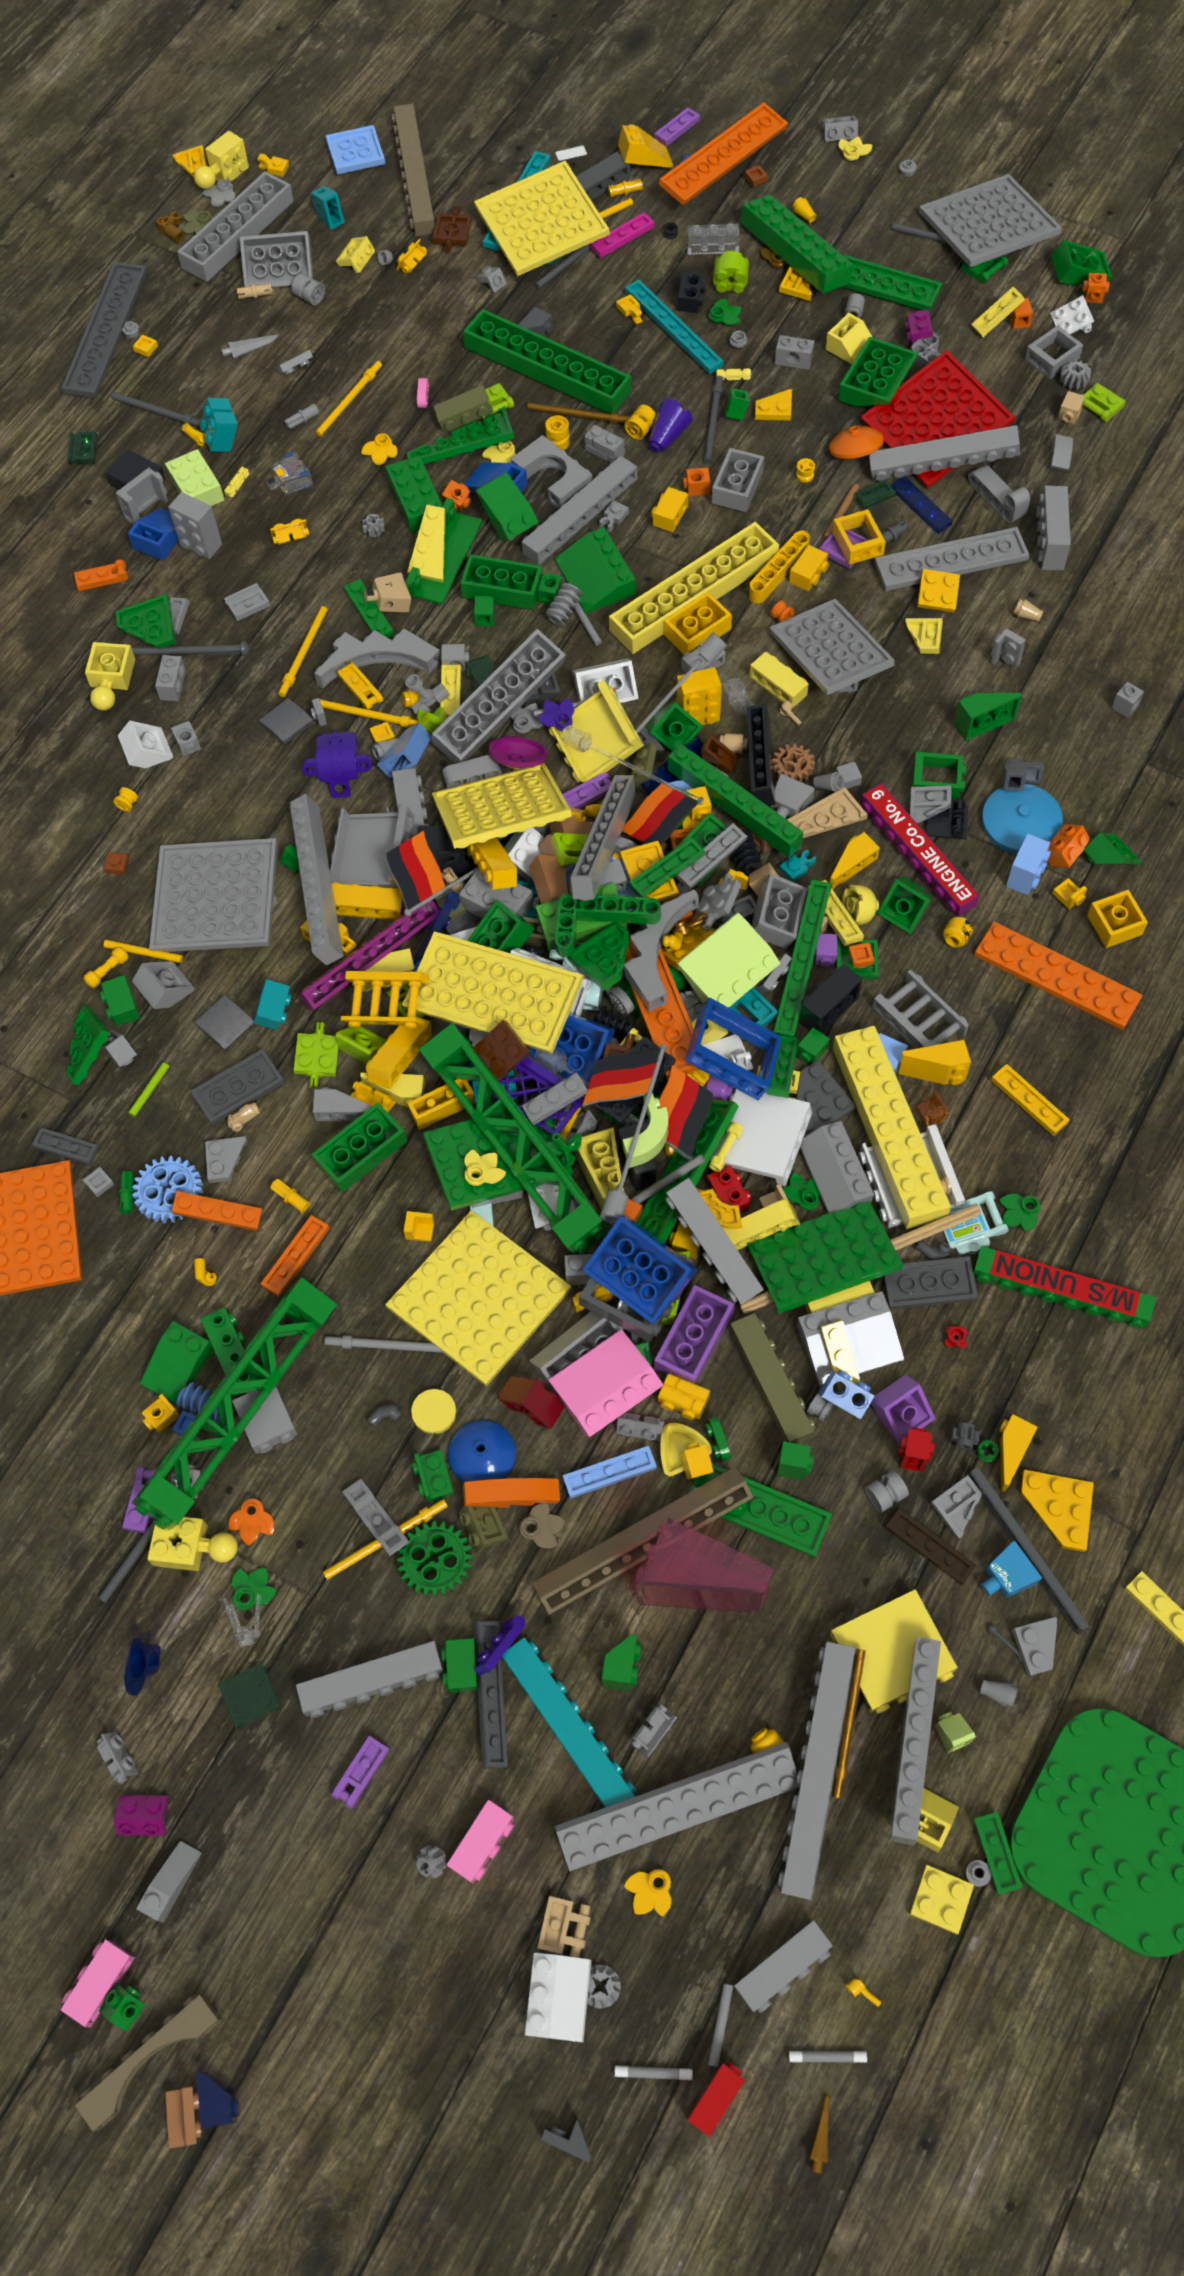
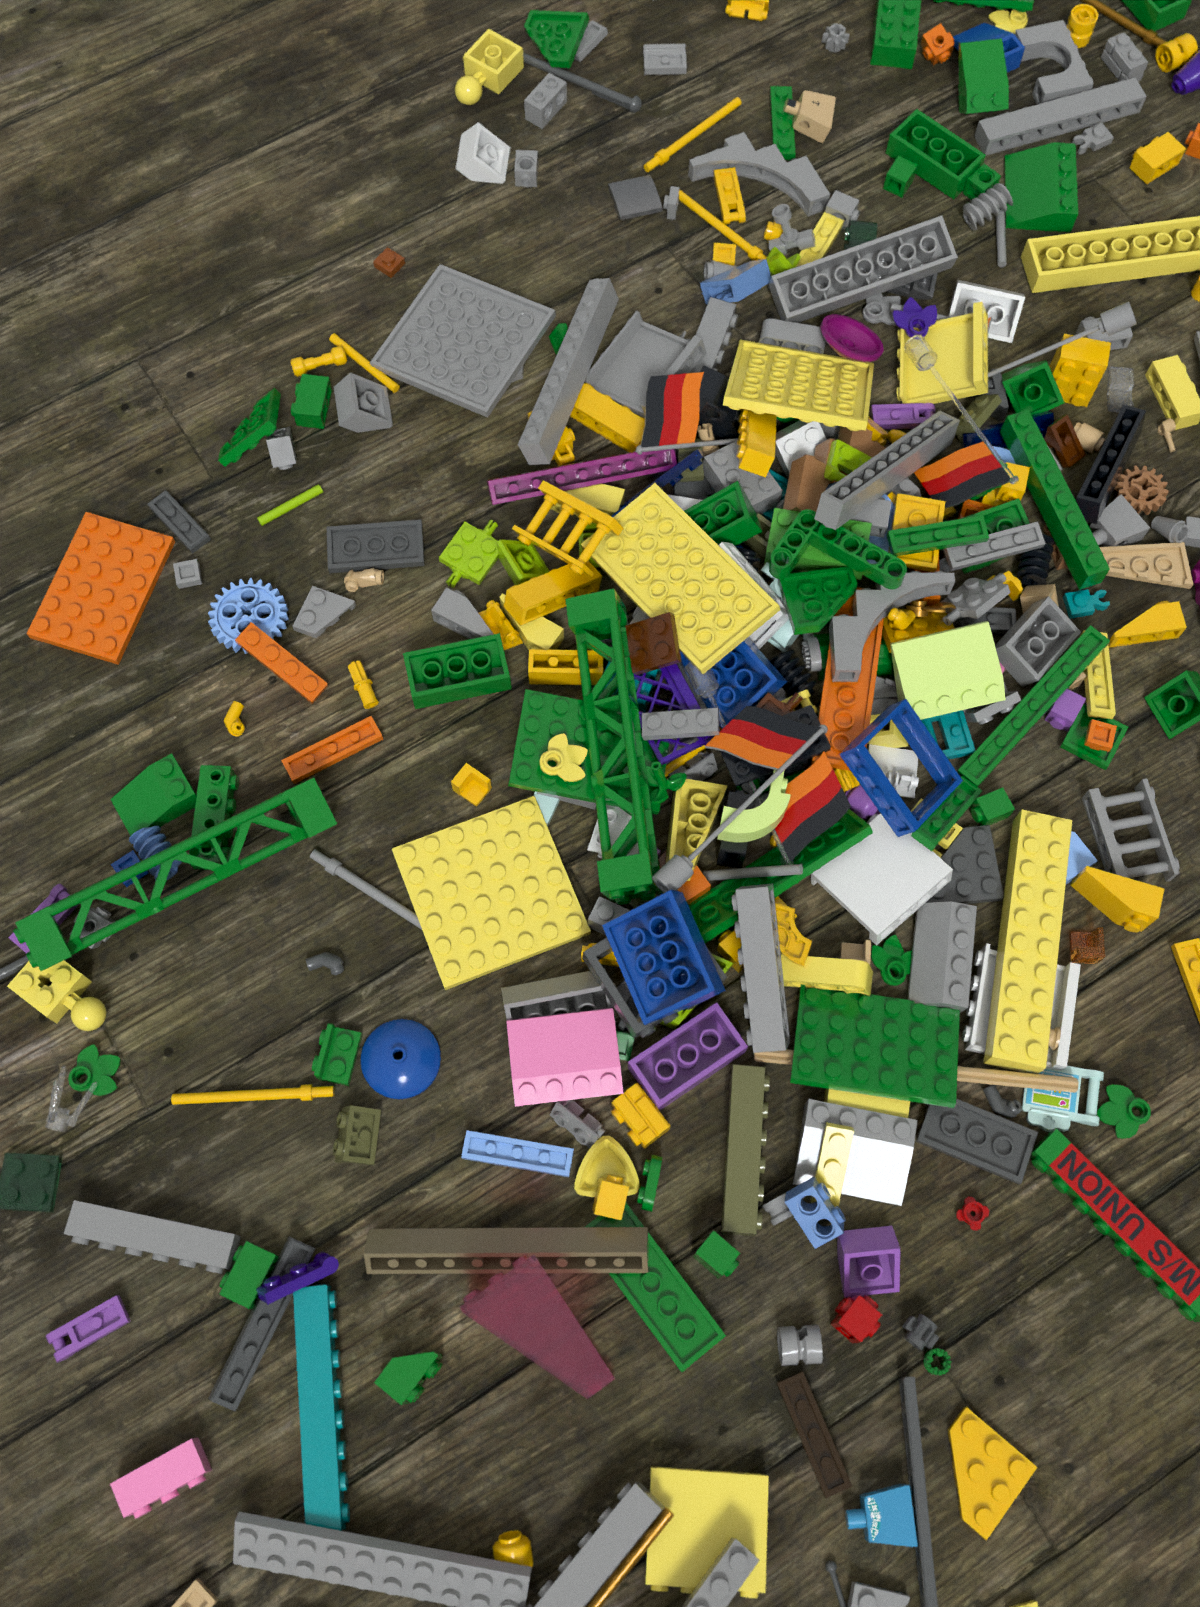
camera: 25 degrees right, 5 degrees up
(125, 799) = (433, 202): yellow wheel -> none
(126, 1192) = (203, 605): green axle -> none
(166, 1417) = (115, 846): yellow brick -> none
(224, 1022) = (400, 474): flat silver slope -> none
(251, 1525) = (132, 1005): orange plate -> none
(270, 1424) = (209, 910): light grey brick -> none
(271, 1005) = (455, 478): teal brick -> none
(337, 761) = (661, 260): dark purple piece -> none
(375, 1517) = (254, 1068): light grey slope -> none
(430, 545) = (875, 89): light yellow wing -> none
(431, 1861) = (100, 1468): light grey gear -> none
(433, 1411) = (377, 987): light yellow tile -> none
(445, 1577) = (287, 1170): green gear -> none
(458, 539) = (891, 102): green bracket -> none
(511, 1492) = (404, 1119): orange slope -> none
(532, 1400) = (479, 1033): dark red brick -> none
(545, 1524) = (420, 1173): dark tan plate -> none
(648, 1738) = (395, 1469): light grey hinge -> none
(696, 623) = (1115, 285): yellow brick -> none
(728, 1188) = (813, 916): red brick -> none
(734, 1132) = (817, 881): light yellow bar -> none
(830, 999) = (1039, 766): black brick -> none
(860, 903) = (1130, 678): light yellow cylinder -> none
(958, 1505) = (869, 1404): light grey wing -> none
(1013, 1445) = (969, 1373): yellow slope -> none

